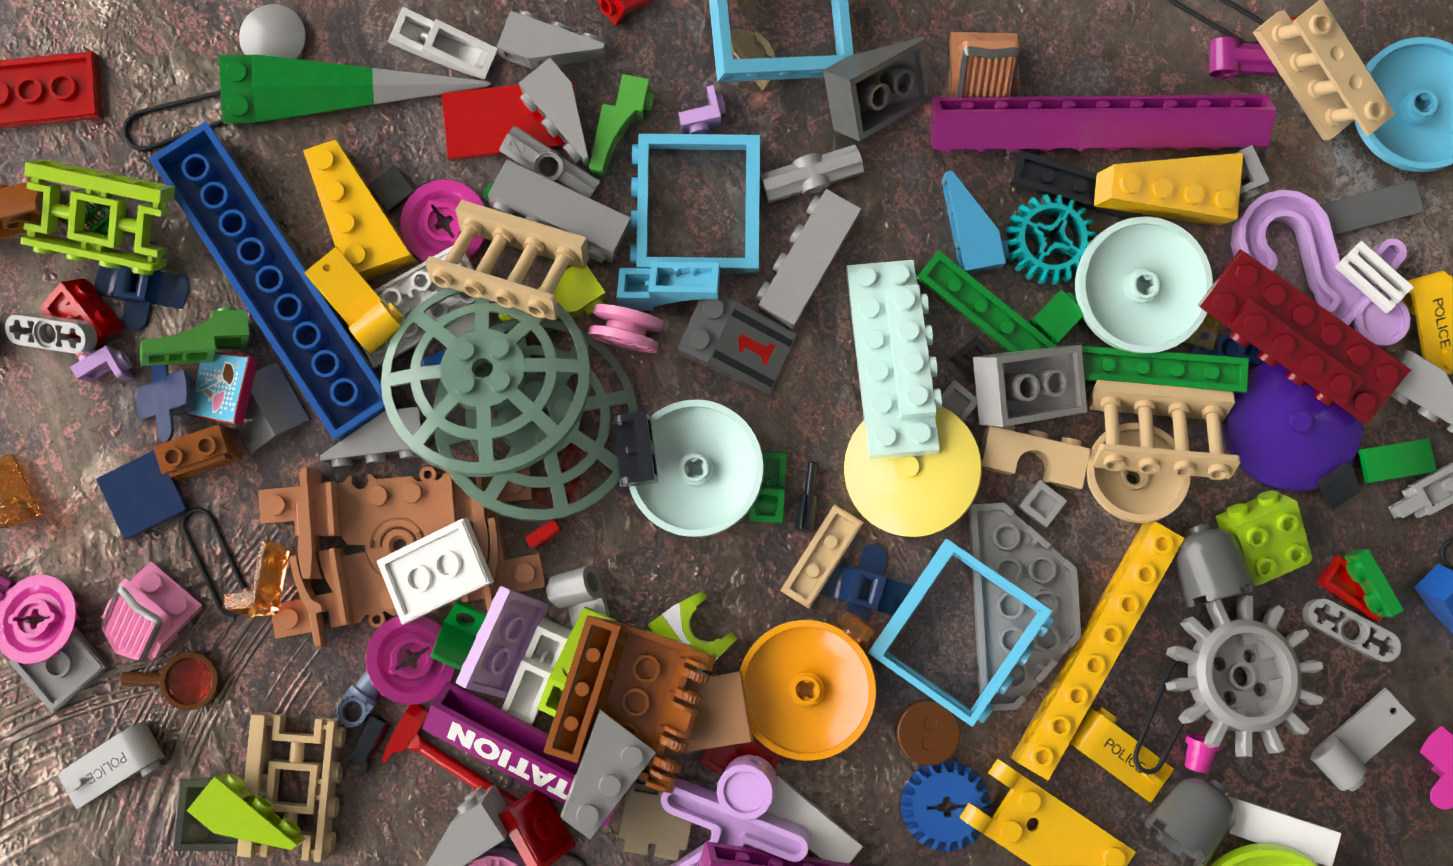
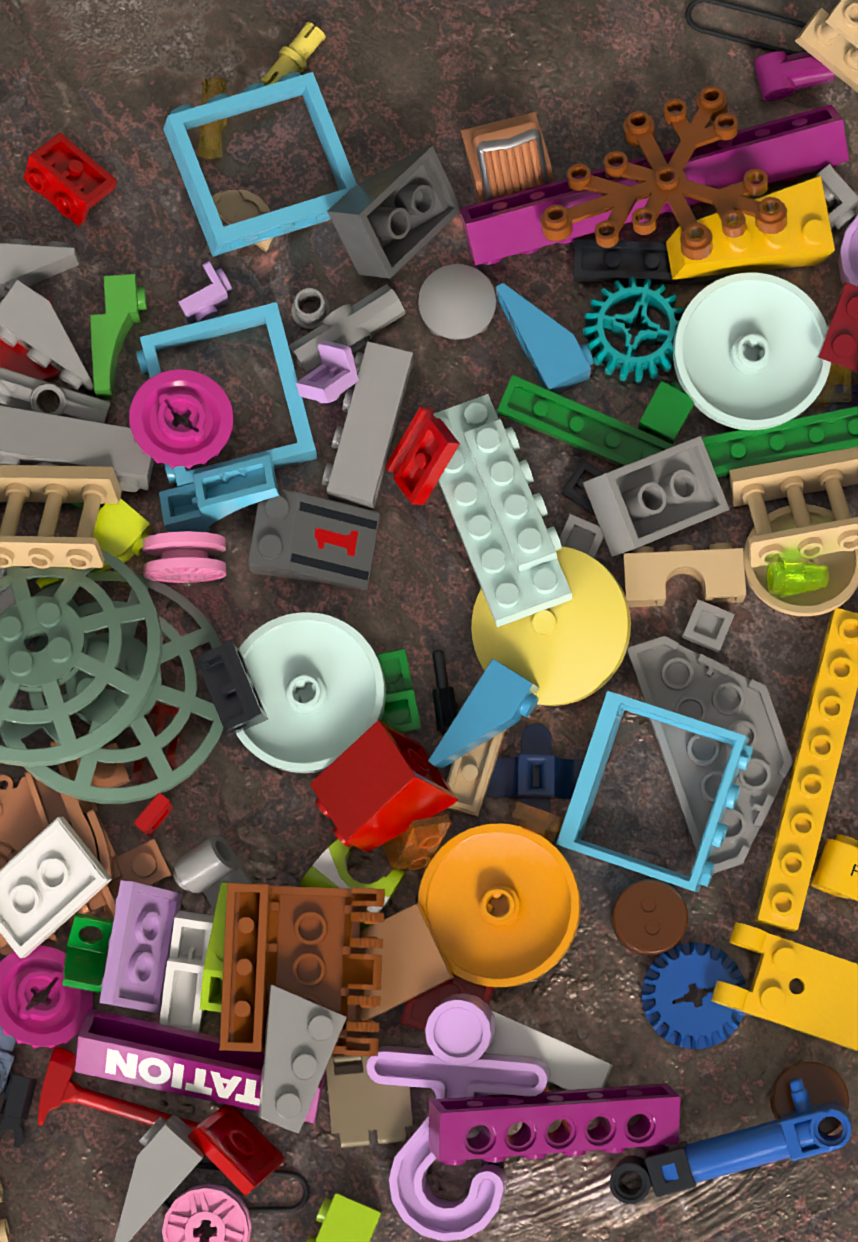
camera: 10 degrees left, 5 degrees down
(662, 191) = (181, 393): none -> dark pink gear
(735, 566) = (380, 788): none -> red slope
(747, 618) = (418, 844): none -> clear orange bracket
(785, 158) = (313, 320): none -> light grey piece
(789, 210) = (331, 377): none -> lavender bracket
(845, 297) = (422, 455): none -> red plate
(845, 525) = (490, 709): none -> dark azure slope
(908, 175) = (457, 302): none -> light grey dish
(1116, 125) = (640, 132): none -> dark orange plant
(1129, 487) = (795, 577): none -> clear neon green cone

